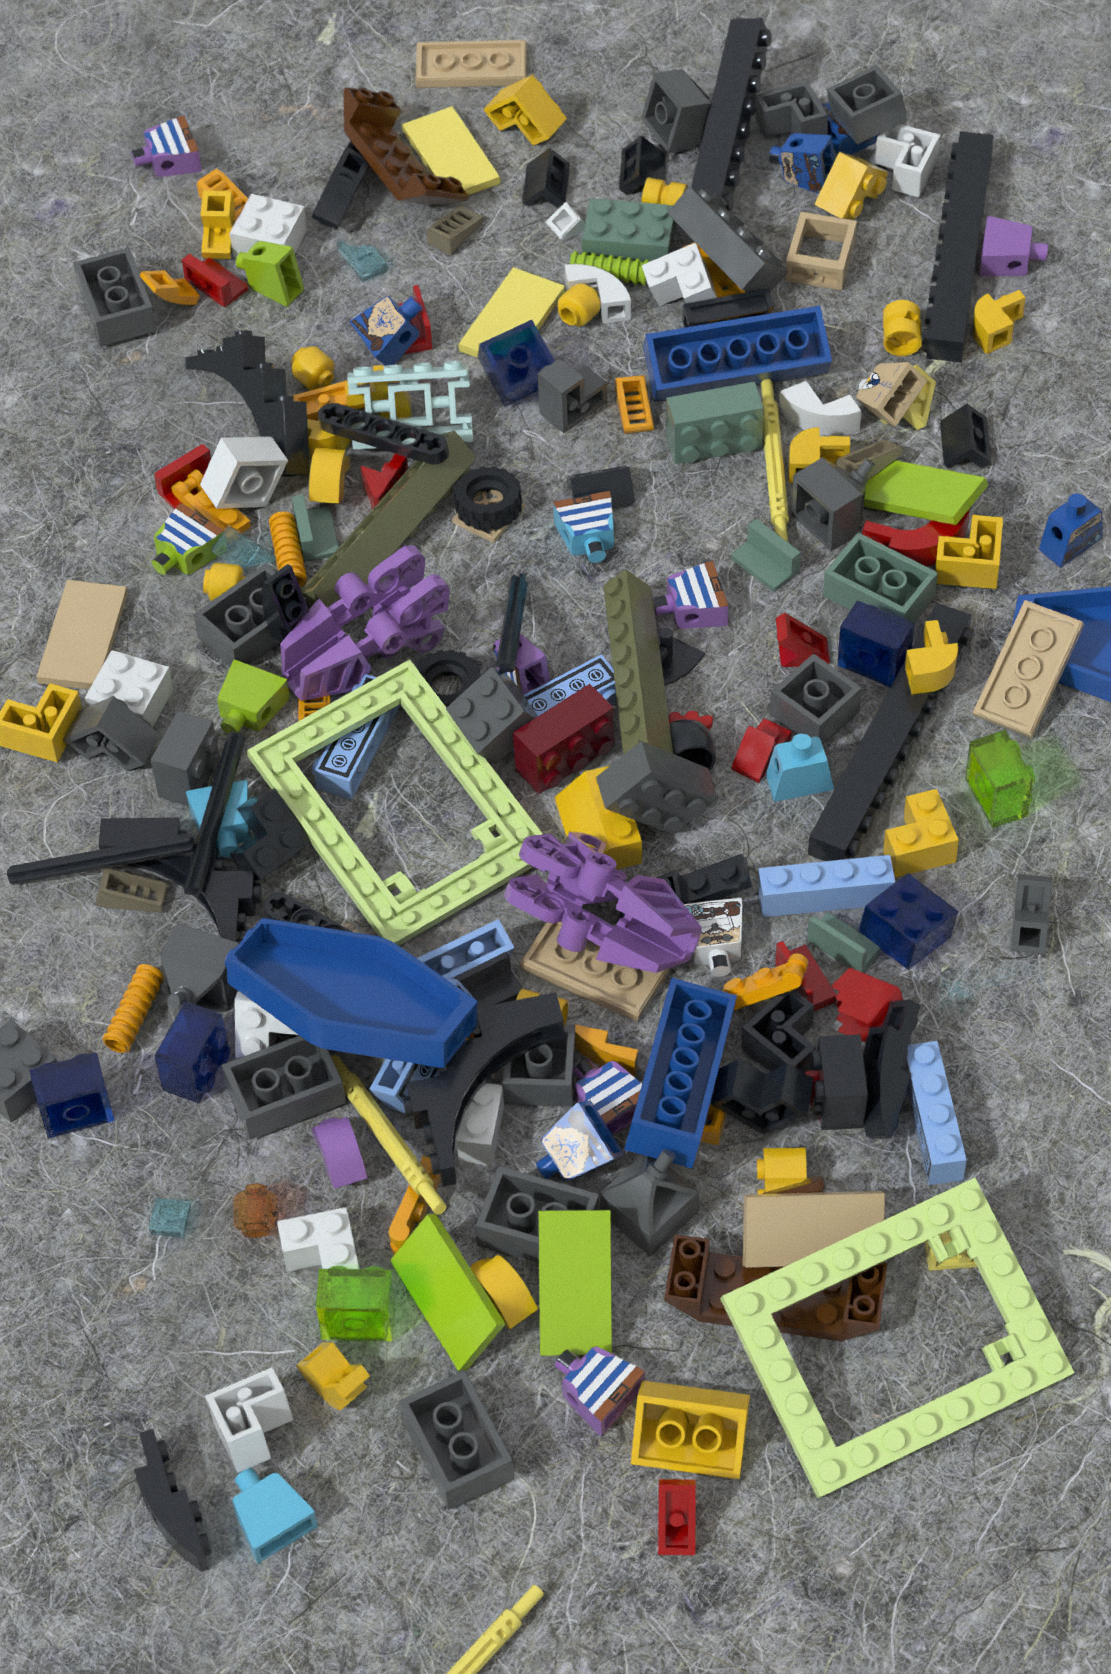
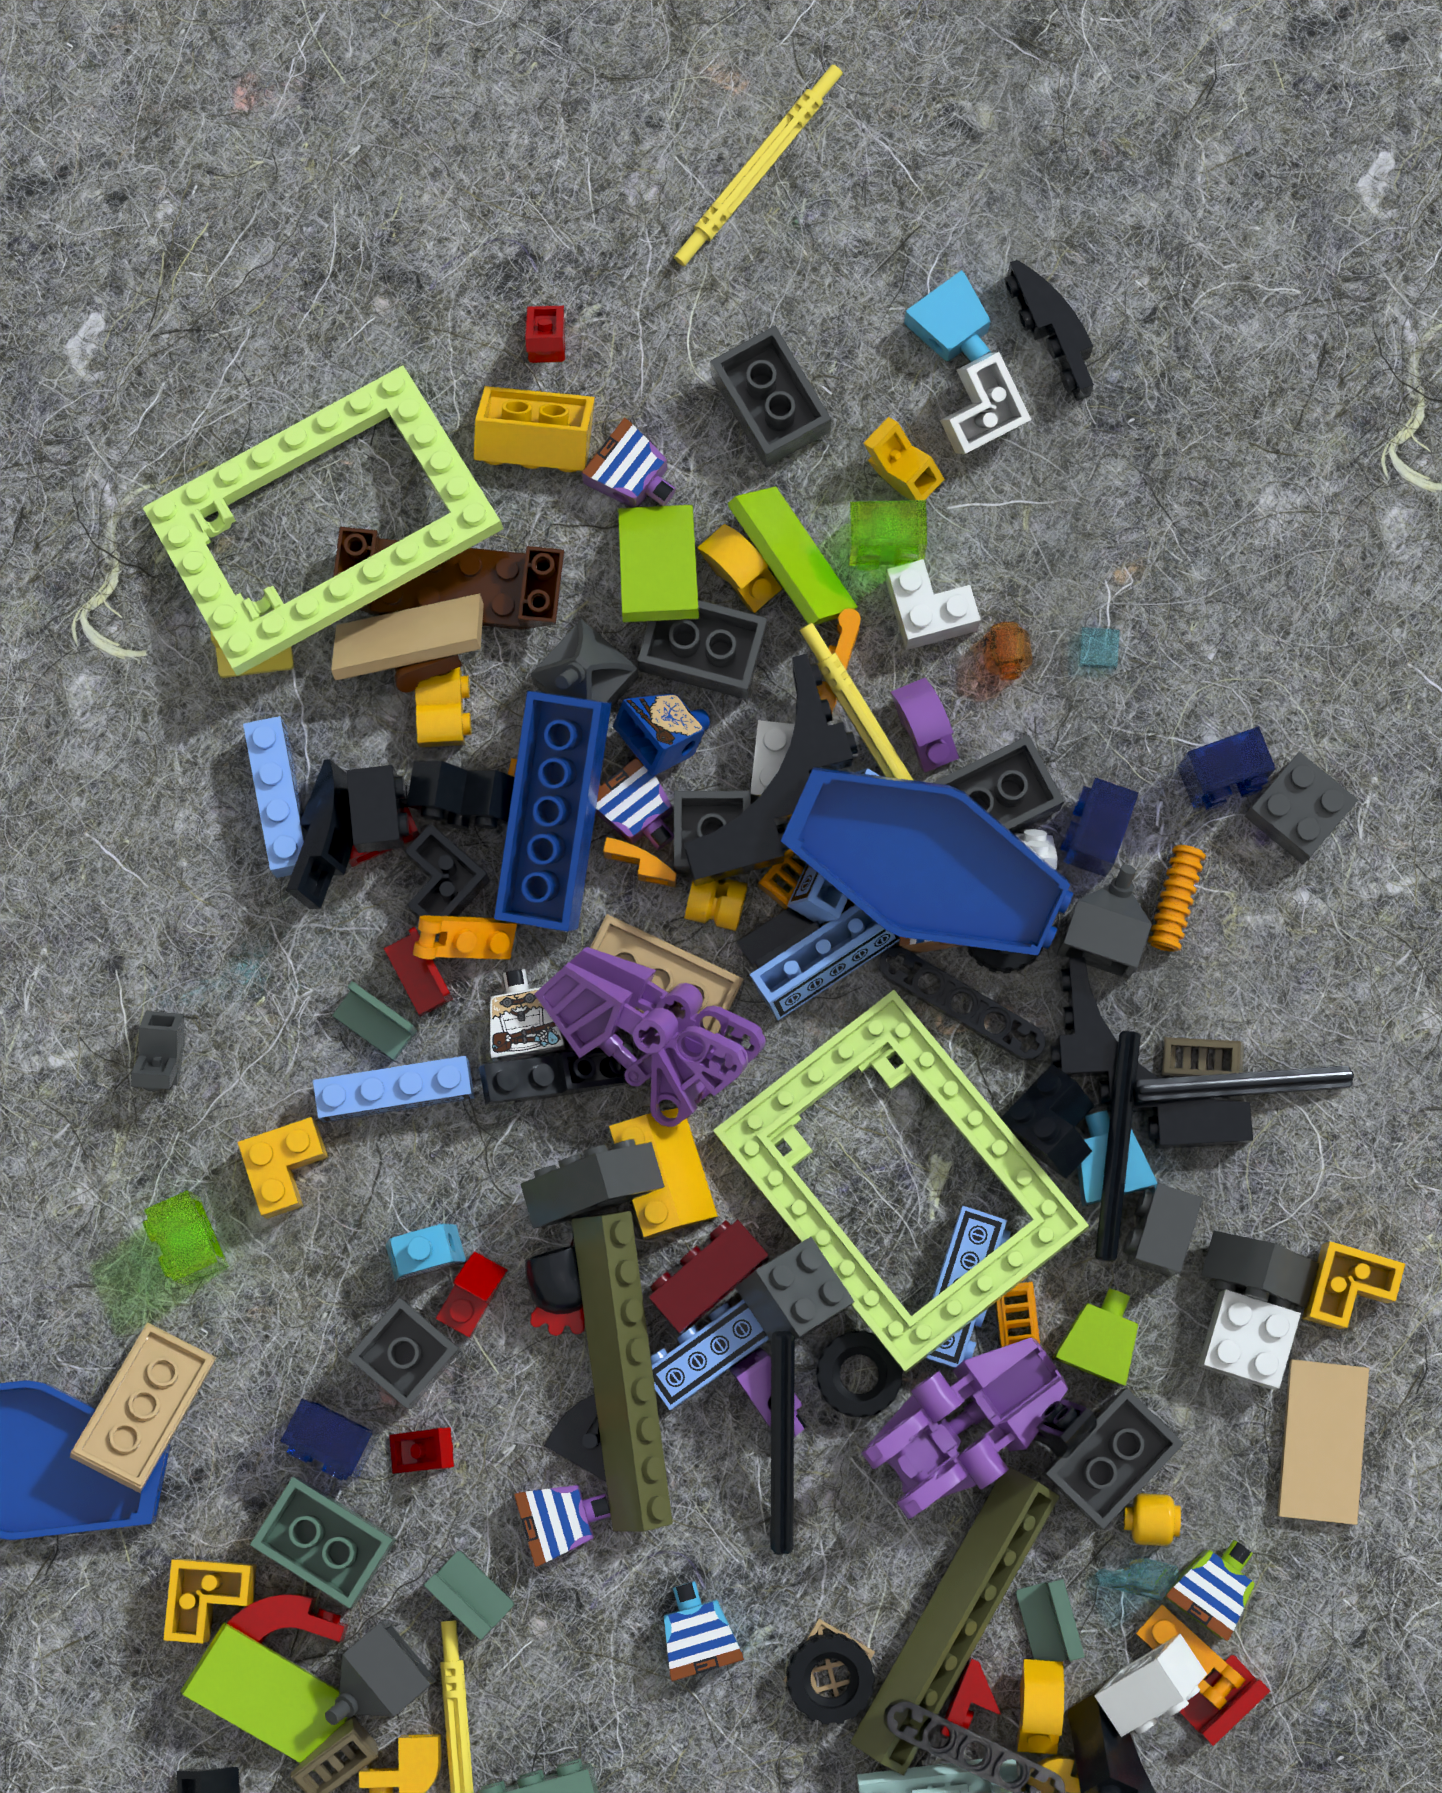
camera: 175 degrees right, 25 degrees up
(287, 544) = (1081, 1582): light orange piece -> none
(614, 479) = (684, 1708): black panel -> none
(863, 1002) = (350, 922): red piece -> none
(881, 752) = (313, 1318): black brick -> none
(908, 921) = (299, 1039): clear blue brick -> none
(934, 665) = (253, 1391): yellow brick -> none
(1071, 530) = (78, 1641): blue torso -> none

